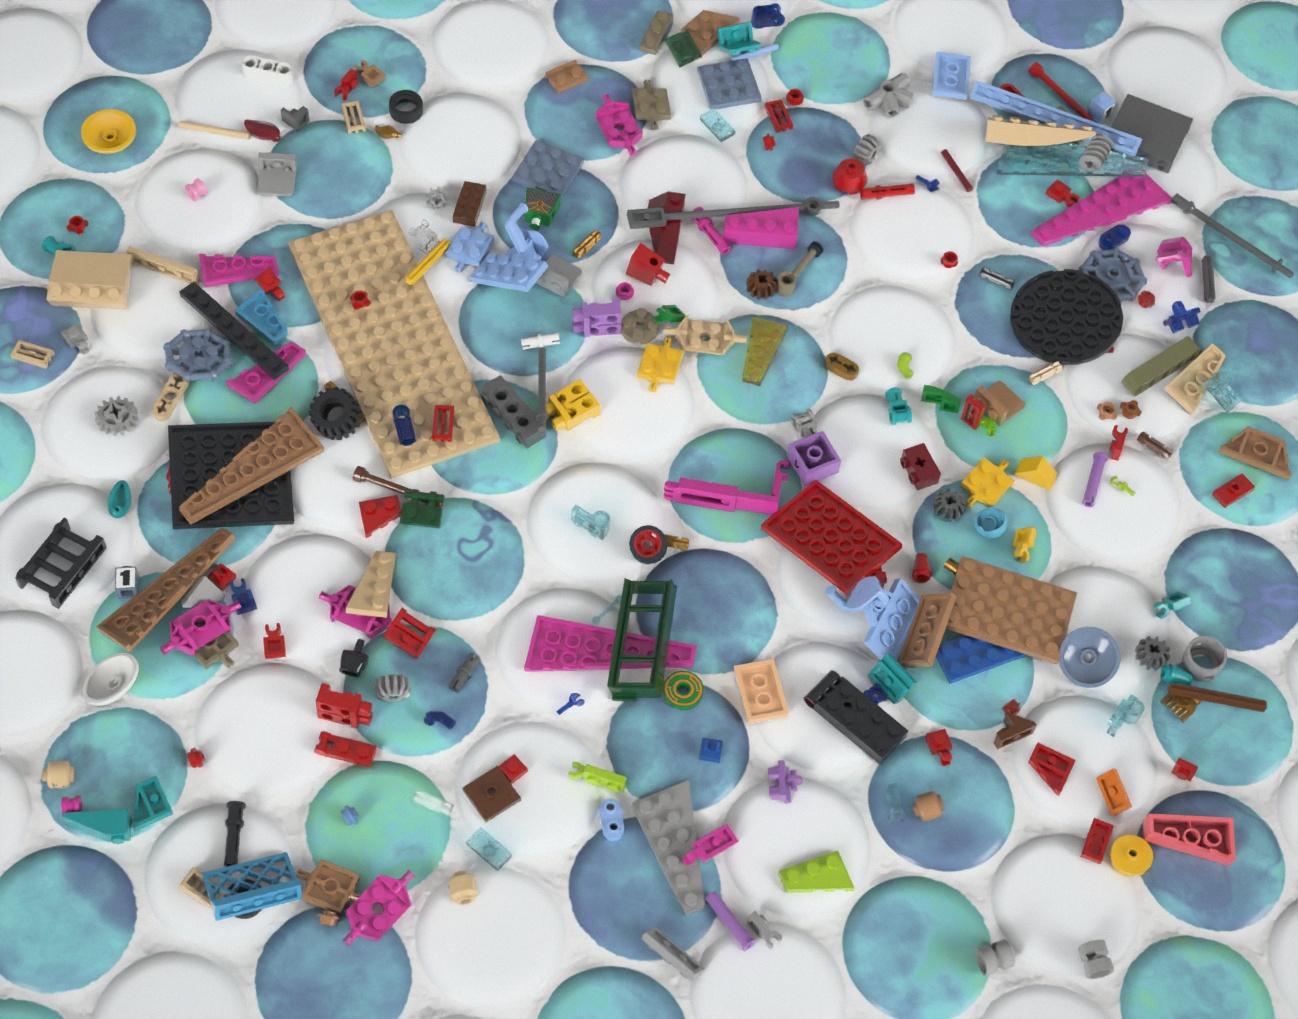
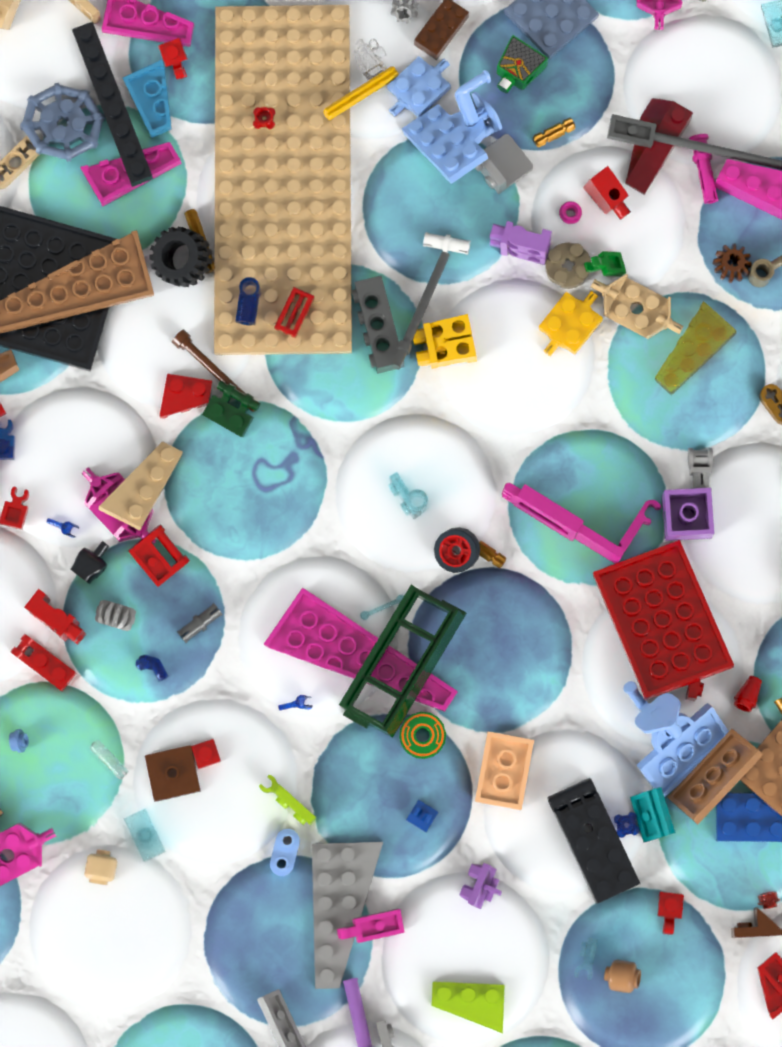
camera: 30 degrees right, 20 degrees up
(323, 639) = (65, 527): none -> clear blue hand

